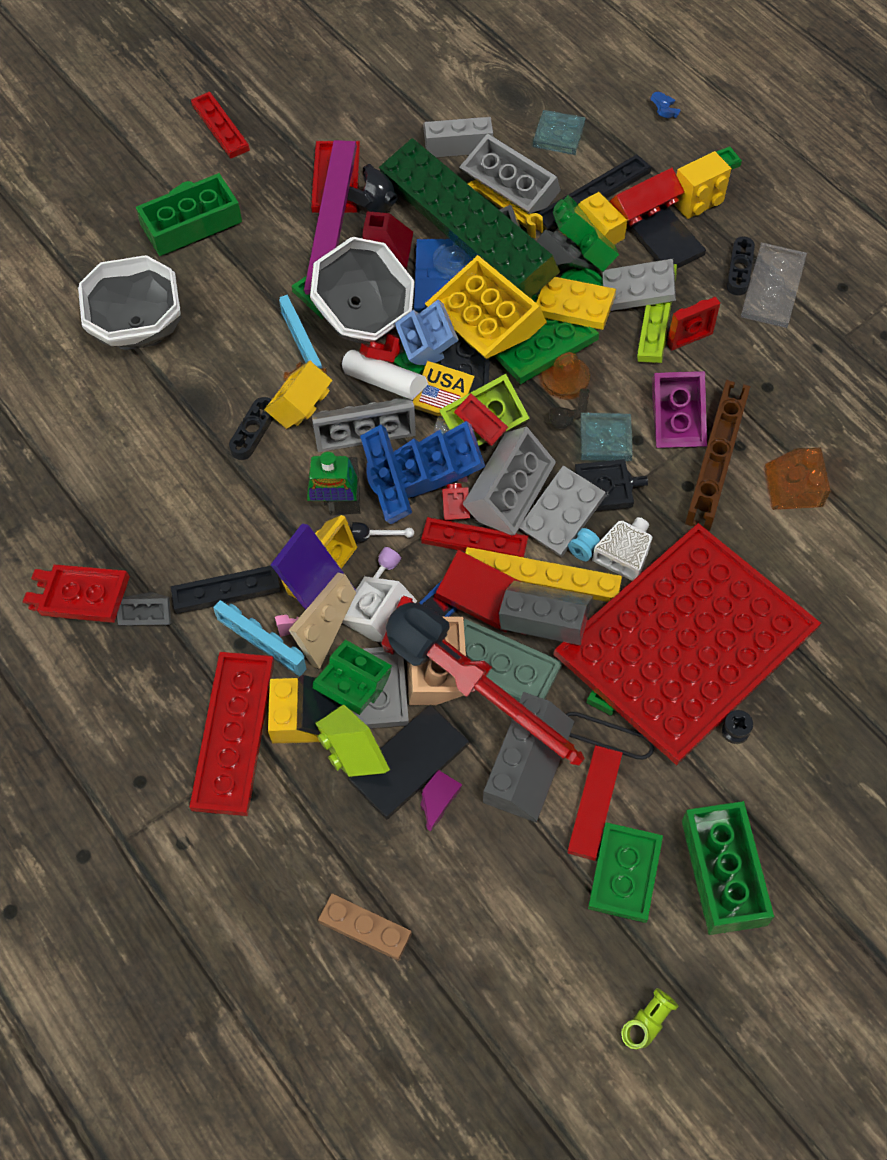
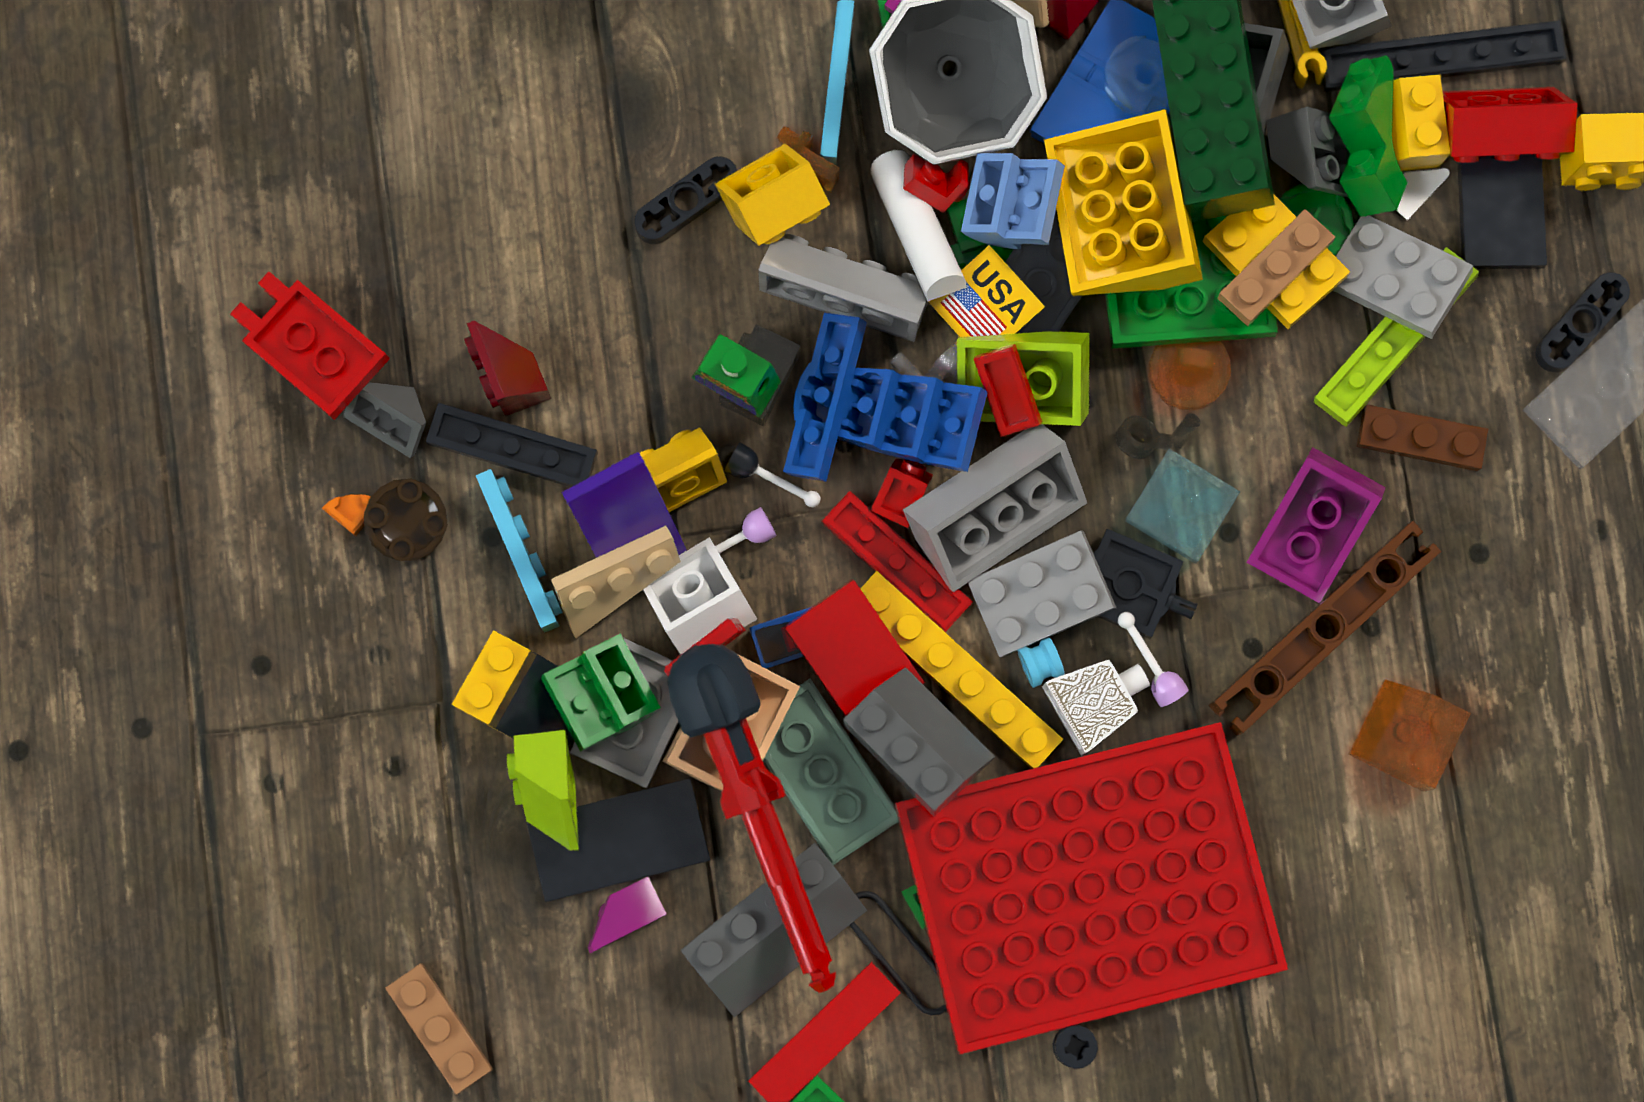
camera: 25 degrees right, 20 degrees up
(150, 670) = (348, 511): none -> orange tile
(184, 656) = (405, 519): none -> dark brown dish
(200, 548) = (511, 370): none -> dark red slope
(232, 734) = (412, 669): red plate -> none
(284, 624) = (563, 550): bright pink tile -> none
(579, 300) = (1276, 267): none -> medium nougat plate
(623, 249) = (1419, 189): none -> white sticker
(657, 521) = (1165, 686): none -> hinge
(693, 323) = (1420, 395): red plate -> none
(702, 350) = (1422, 437): none -> reddish brown plate

